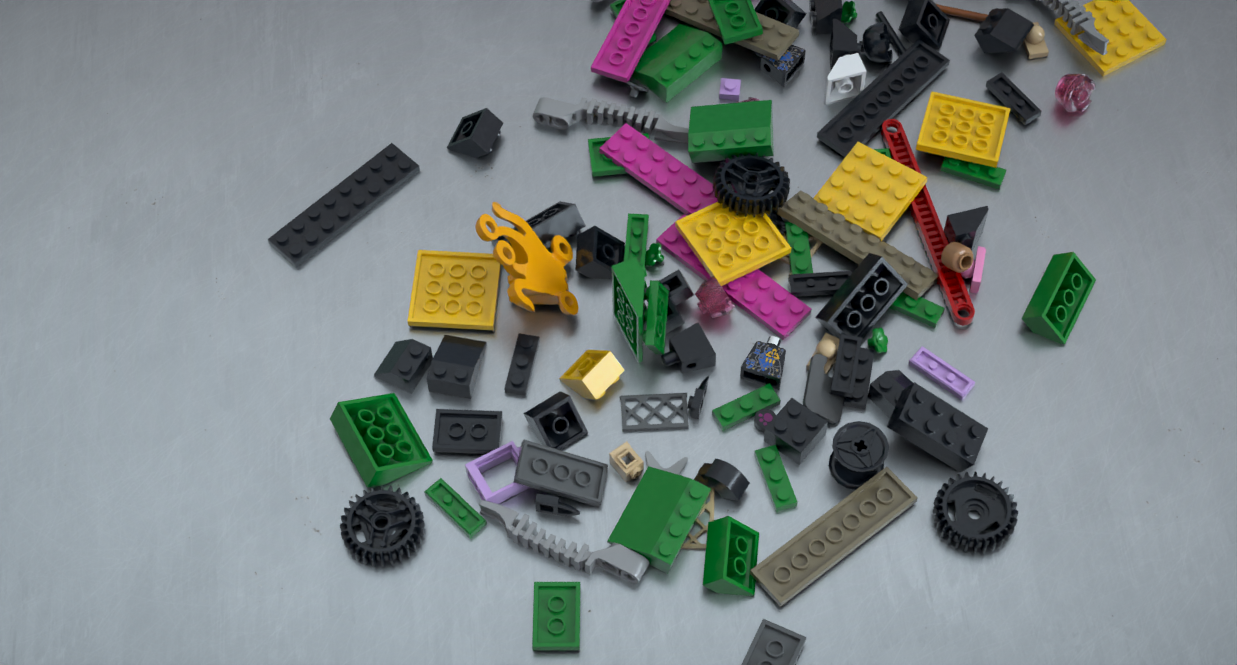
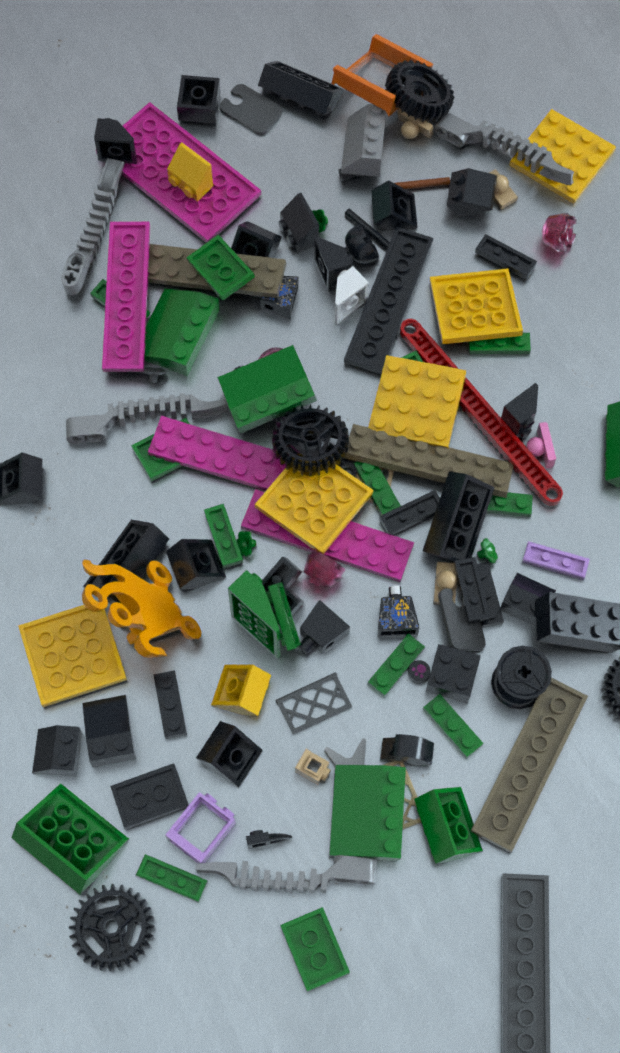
camera: 25 degrees left, 10 degrees up
(561, 473) = (258, 805): dark grey tile -> none
(696, 402) = (350, 680): black plate -> none
(729, 89) = (242, 340): lavender plate -> none
(957, 257) = (527, 443): medium nougat head -> none

